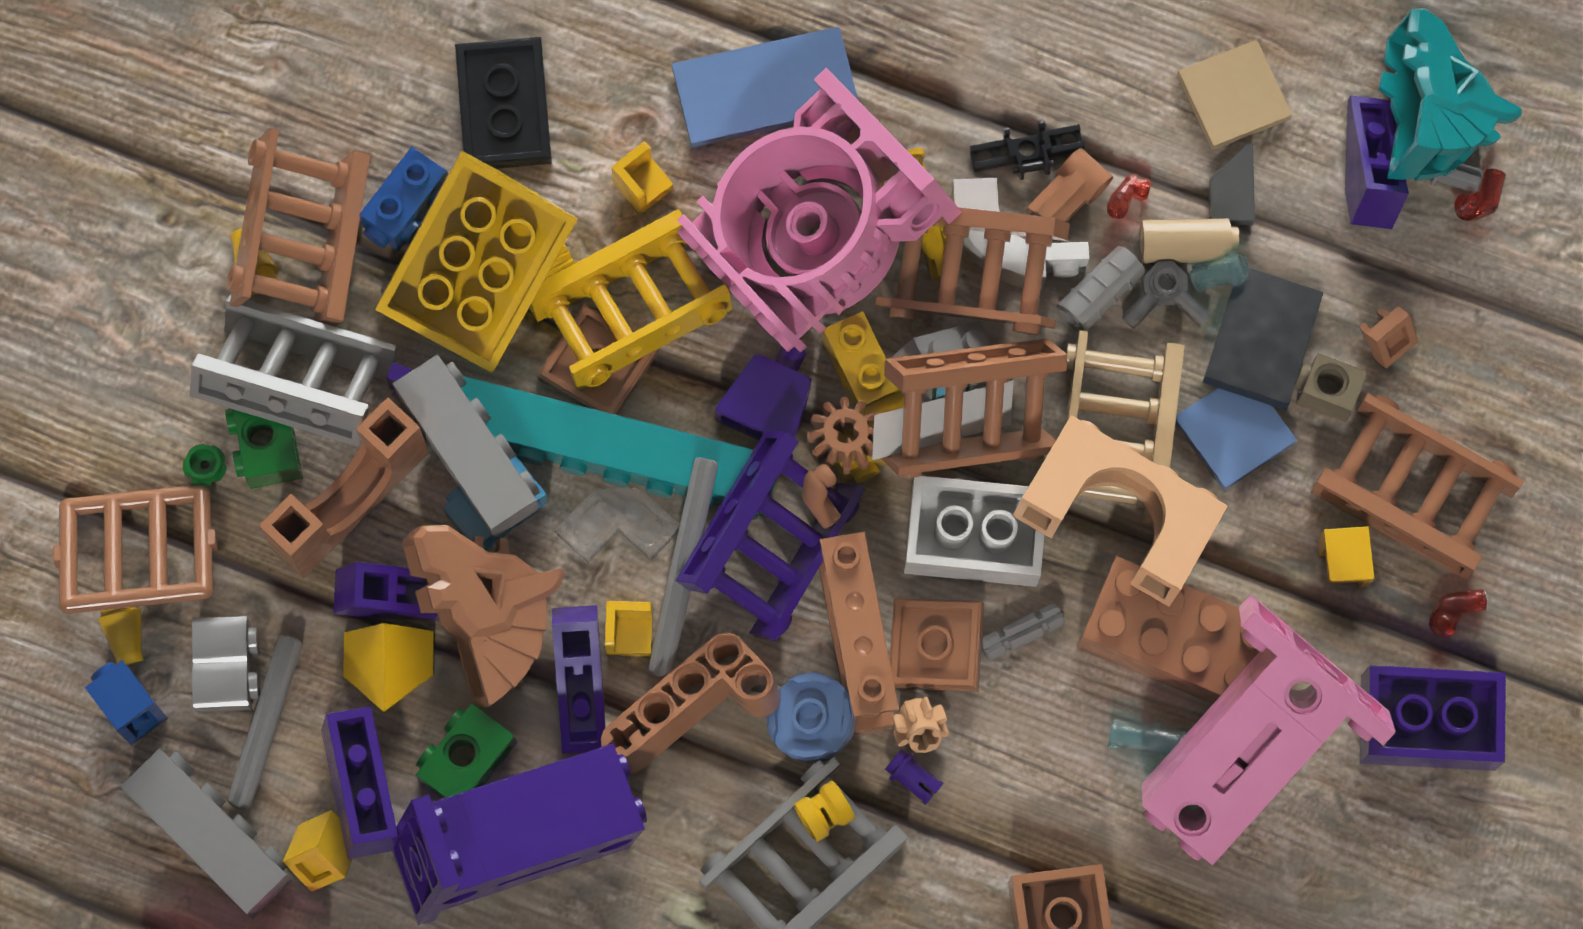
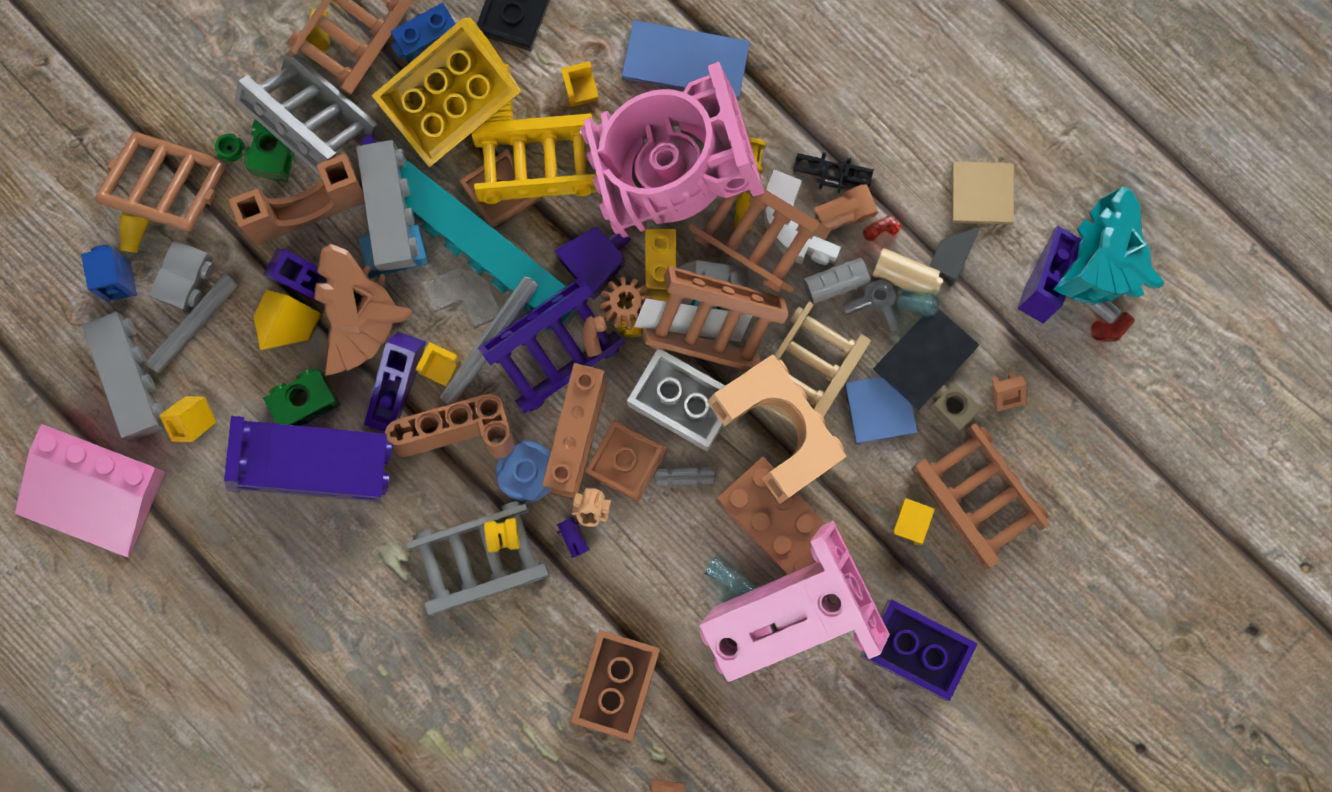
camera: 30 degrees right, 5 degrees up
(359, 782) = (226, 386): dark purple brick -> none
(1451, 607) = (965, 584): clear red arm -> none

